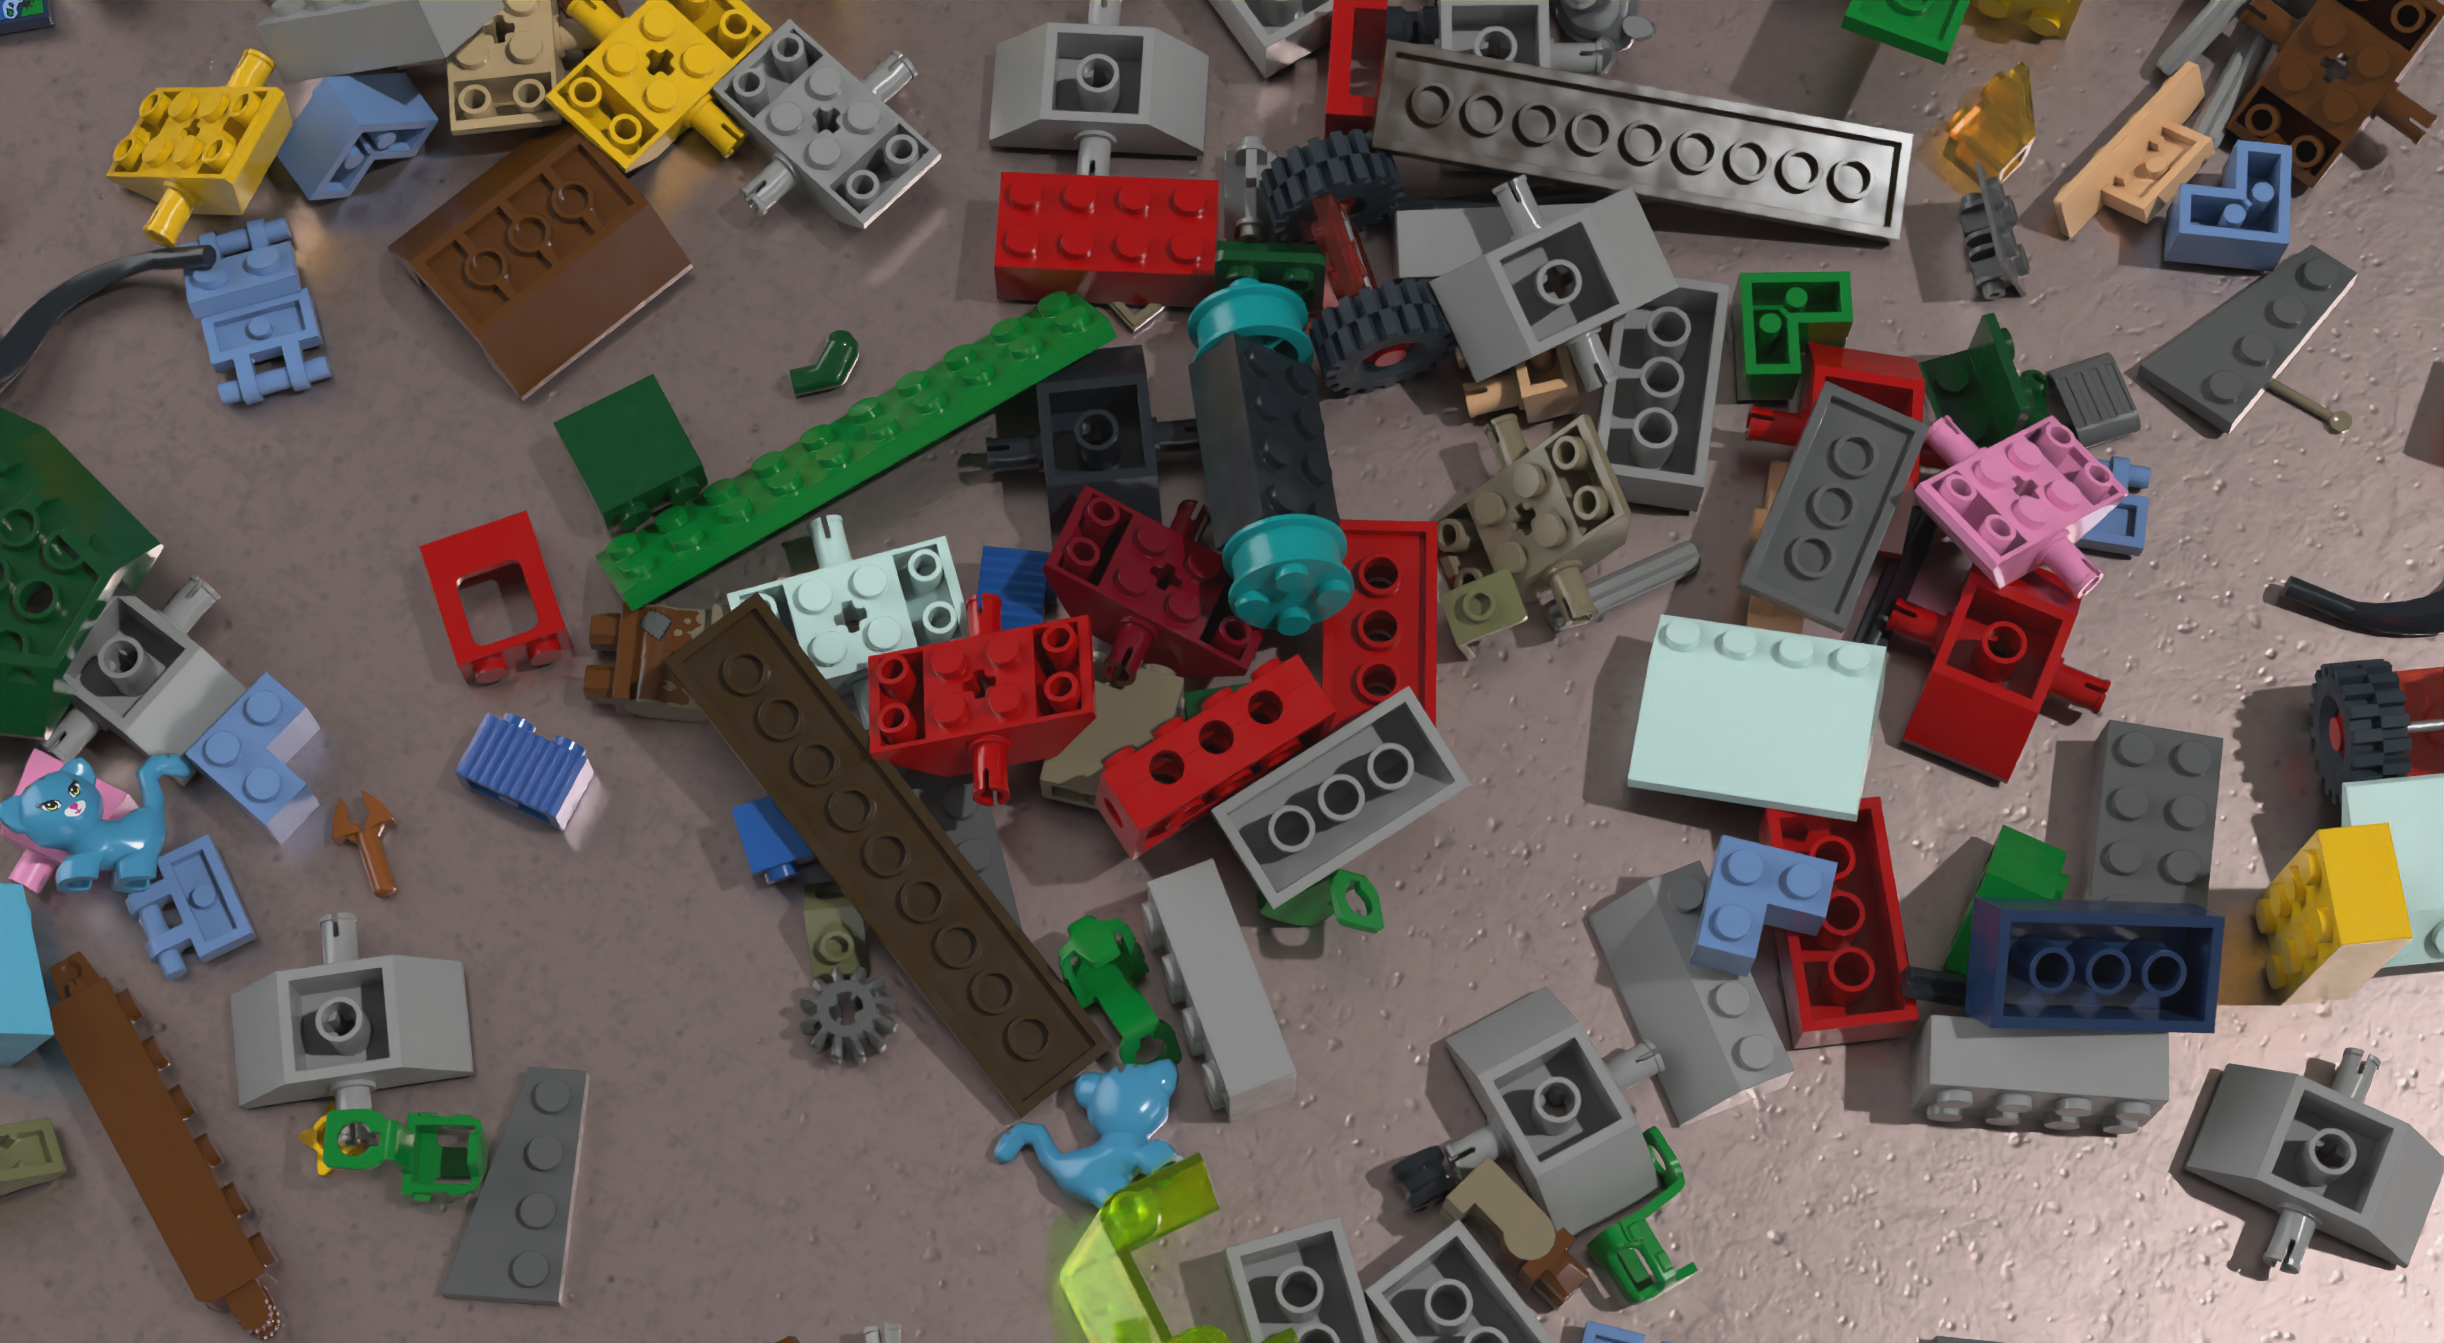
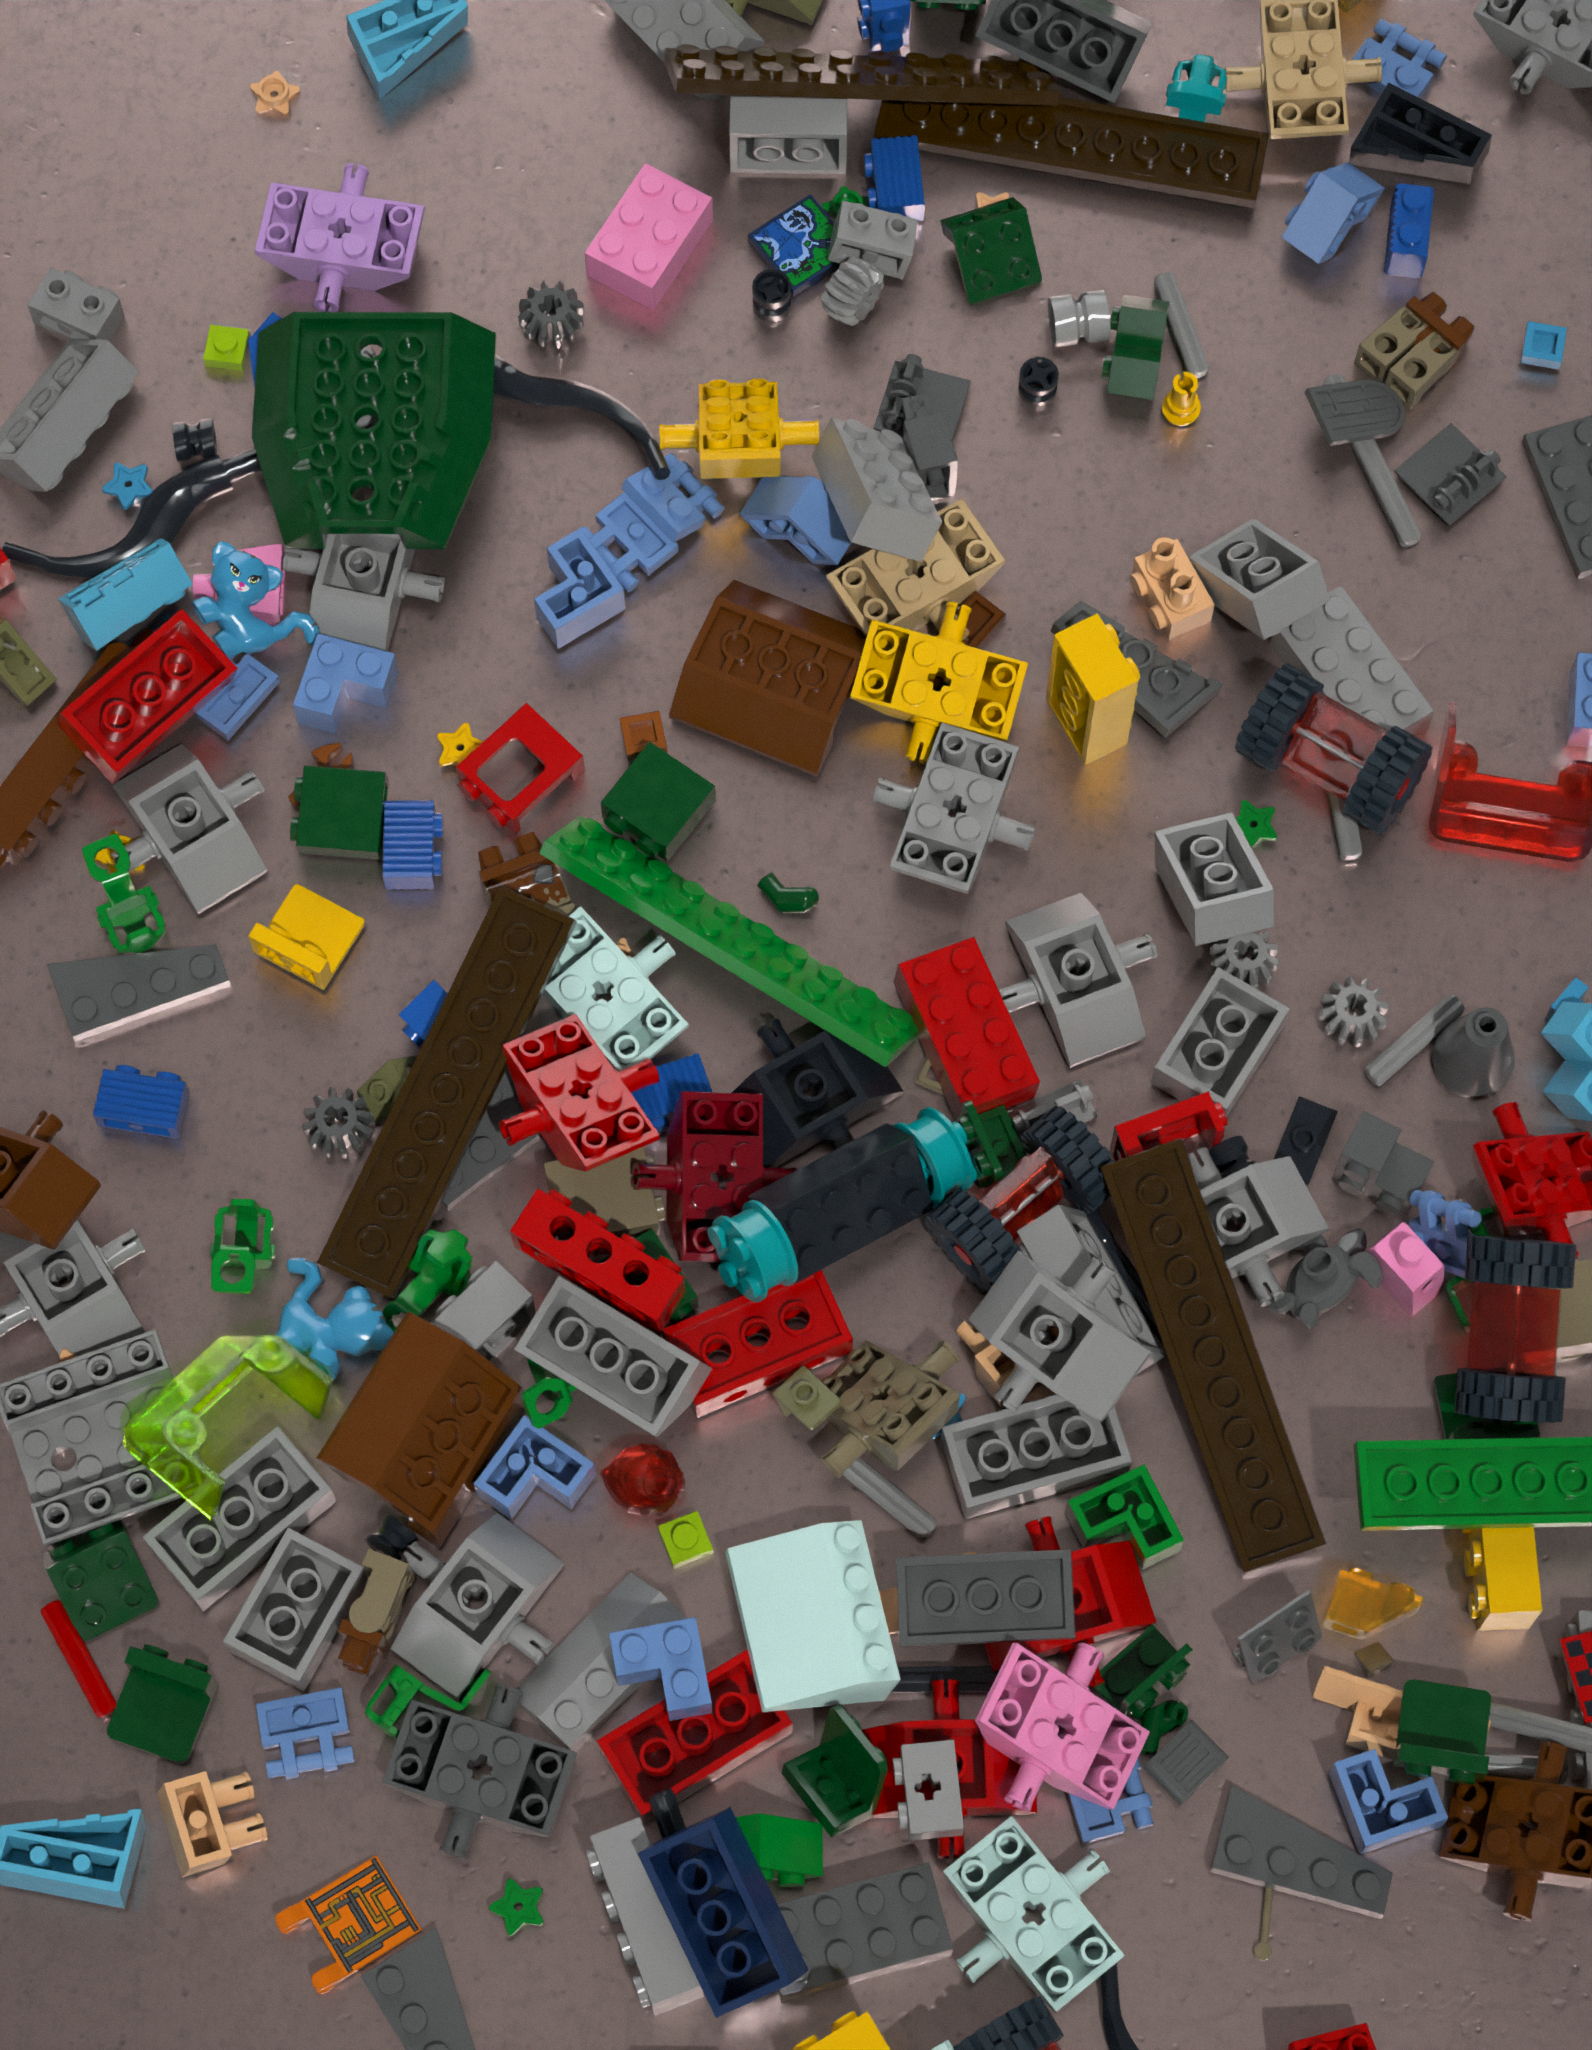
camera: 65 degrees right, 0 degrees up
(41, 41) = (766, 288): none -> black wheel
(156, 996) = (147, 696): none -> red brick
(304, 412) = (585, 594): none -> medium blue brick
(413, 650) = (450, 741): none -> yellow plate
(439, 832) = (340, 812): none -> dark green brick
(530, 438) = (639, 730): none -> dark orange plate
(579, 947) = (307, 936): none -> yellow bracket
(694, 1248) = (141, 1102): none -> blue brick
(958, 1207) = (244, 1251): none -> green piece
(1315, 1062) = (424, 1426): none -> reddish brown slope
(1406, 965) = (530, 1460): none -> medium blue brick
(1489, 843) = (644, 1479): none -> clear red hair
(1577, 835) = (685, 1539): none -> lime plate
(1805, 1148) = (437, 1759): none -> dark grey slope
(1942, 1241) = (527, 1915): none -> green plate
(1956, 773) = (840, 1776): none -> dark green bracket
(2056, 155) = (1373, 1659): none -> dark tan piece
(2066, 662) = (938, 1765): none -> light grey brick
(2192, 106) = (1443, 1731): none -> dark green bracket
(2259, 632) = (1011, 1874): none -> light aqua slope

